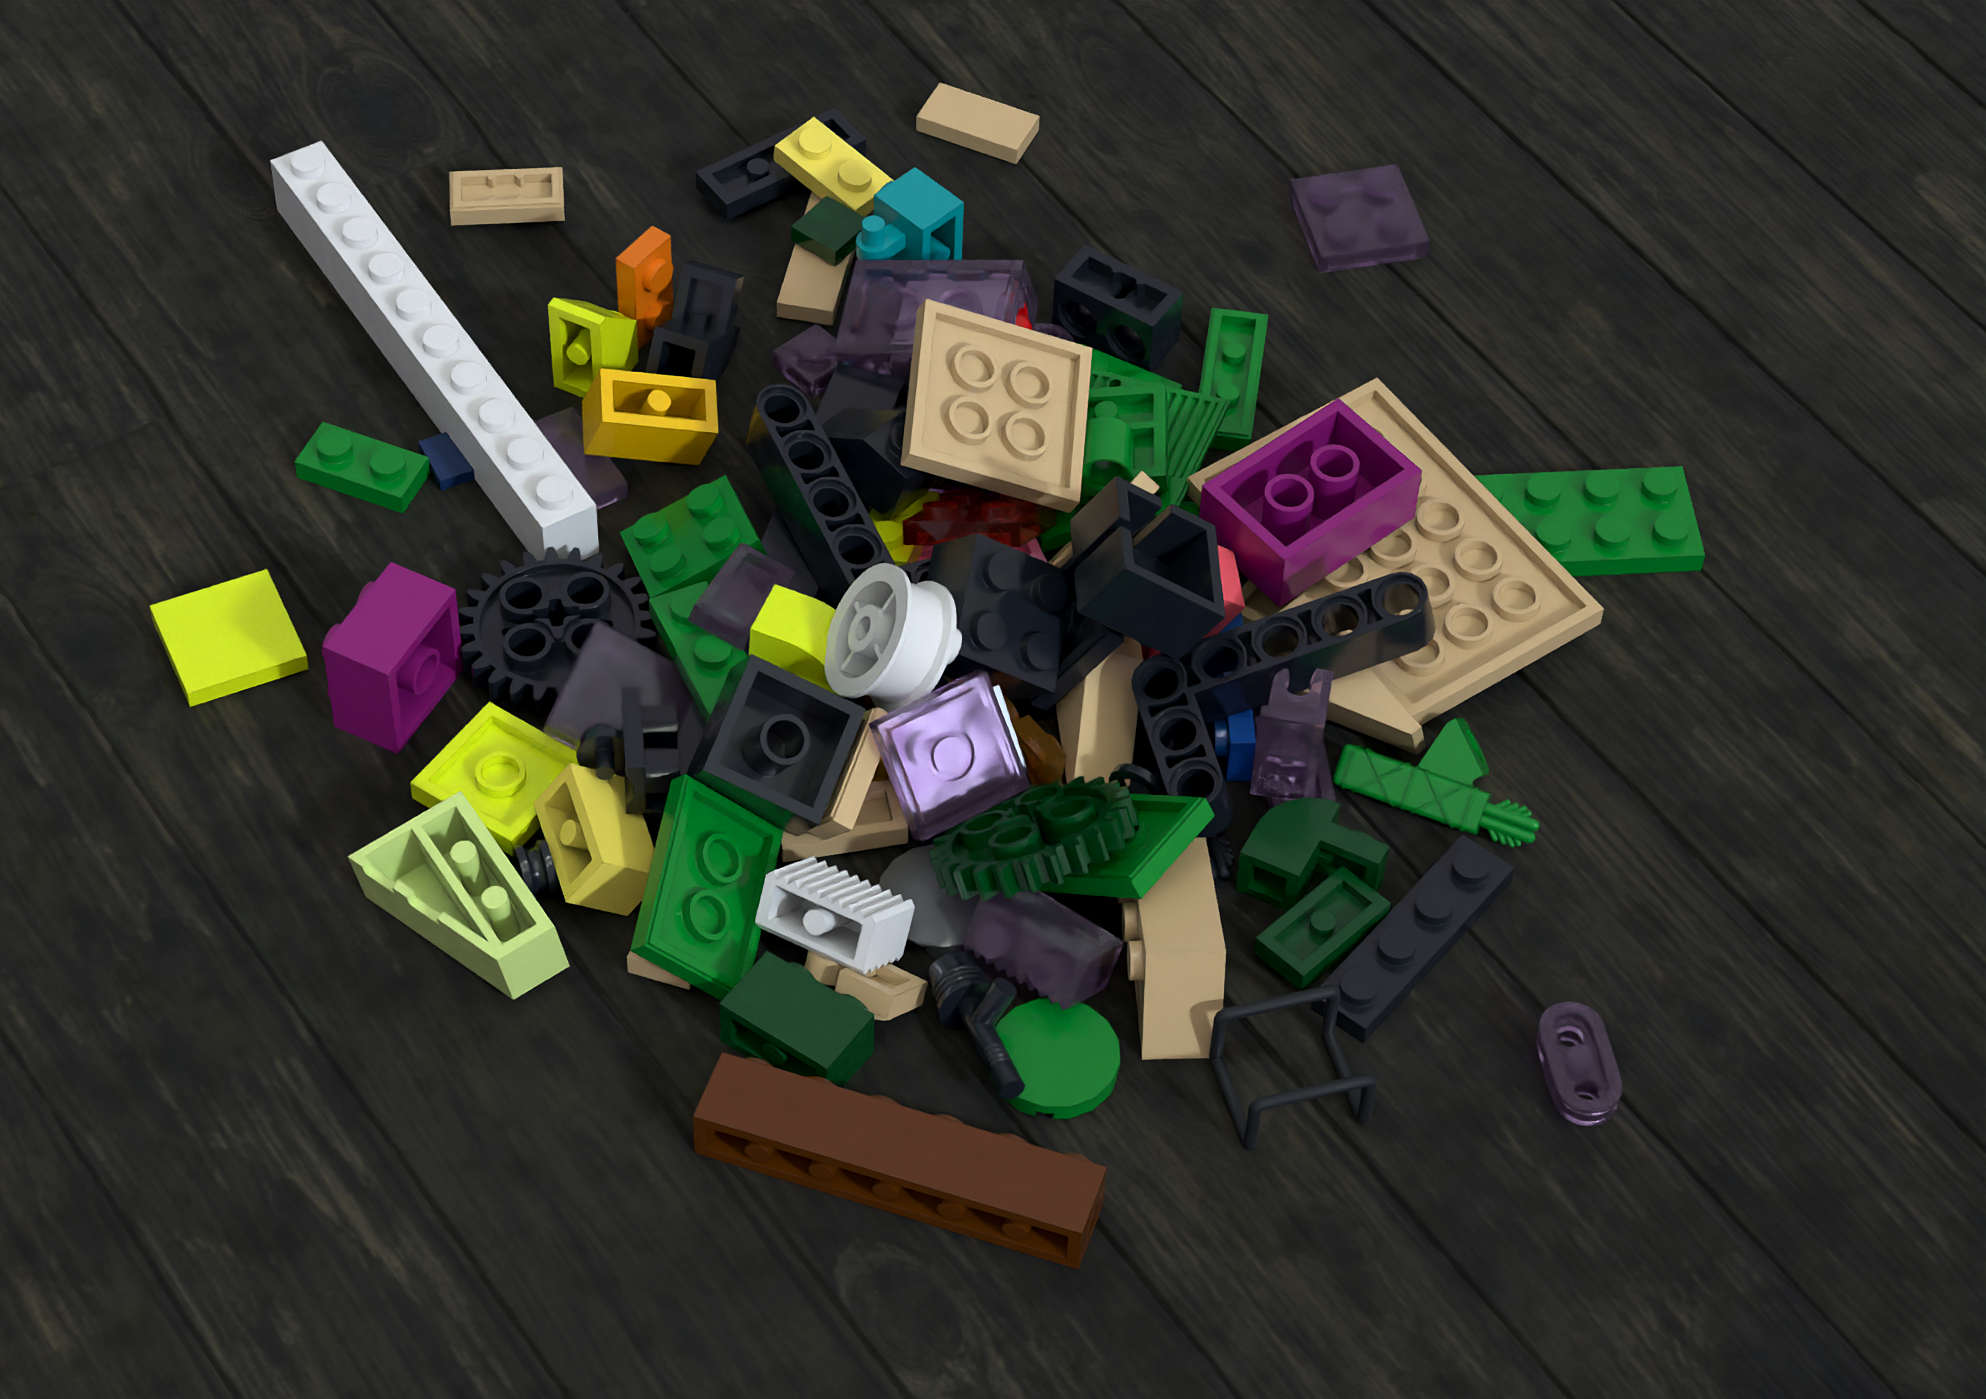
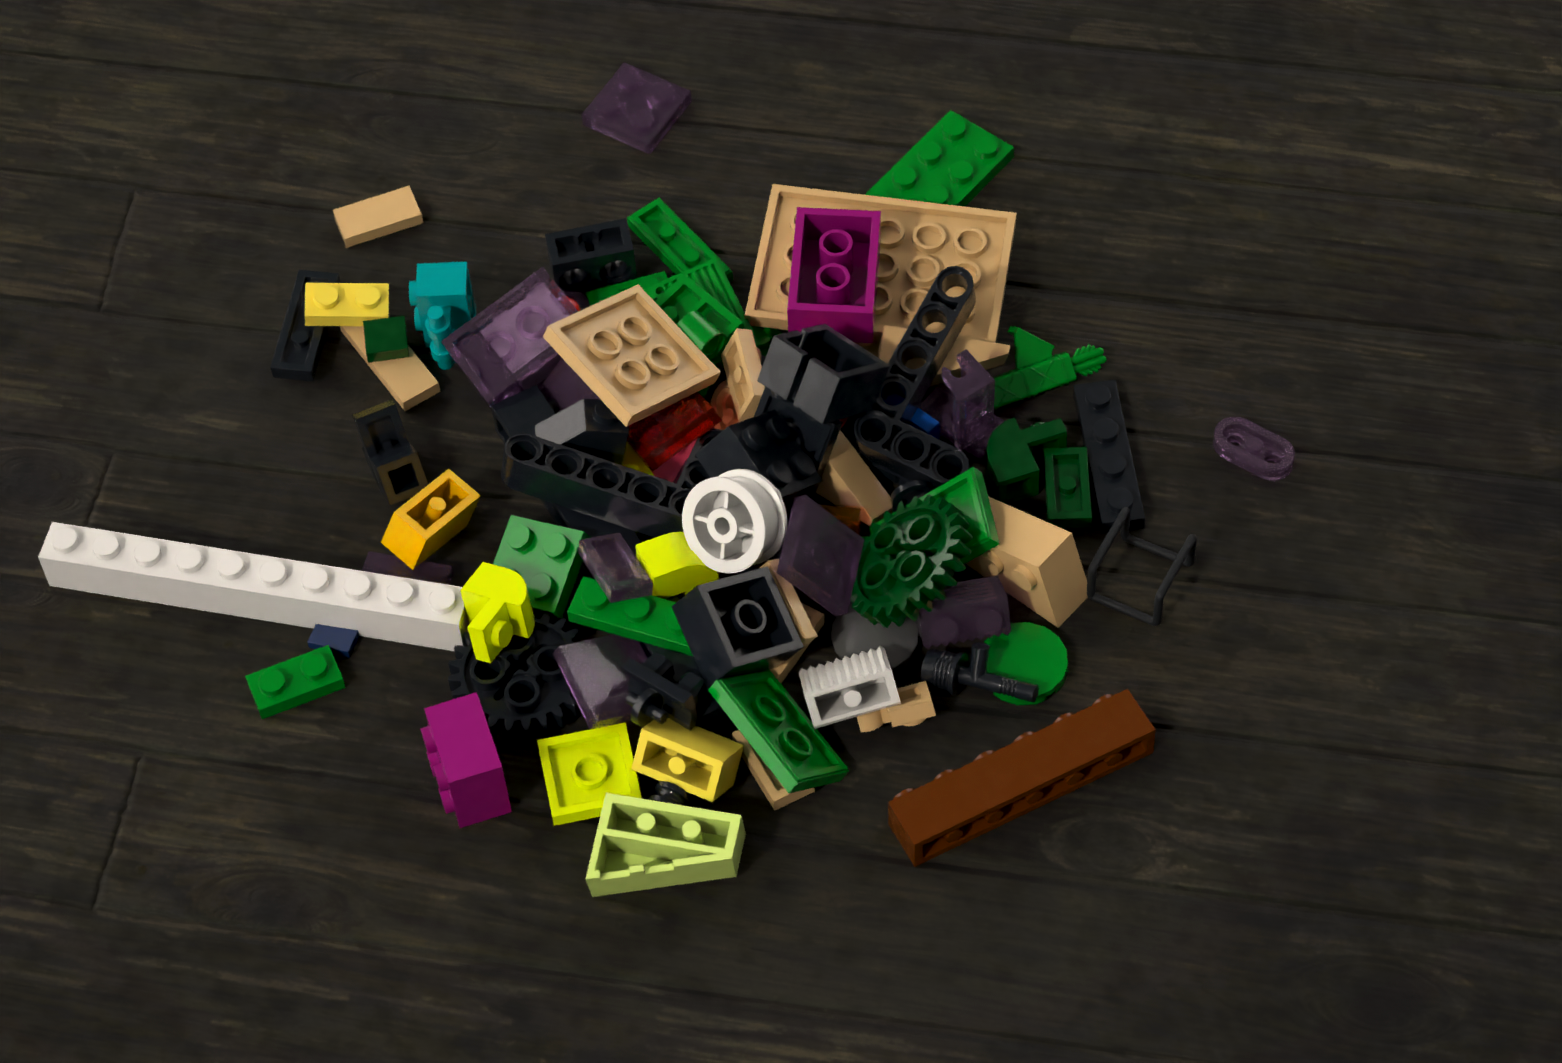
camera: 40 degrees left, 5 degrees up
(228, 637) = (346, 833): neon yellow tile -> none
(506, 196) = (178, 468): tan plate -> none
(587, 340) = (345, 511): neon yellow slope -> none
(590, 548) = (496, 609): none -> neon yellow brick
(646, 282) = (339, 451): orange plate -> none
(796, 1022) = (893, 758): dark green brick -> none
(807, 360) = (458, 418): clear purple plate -> none

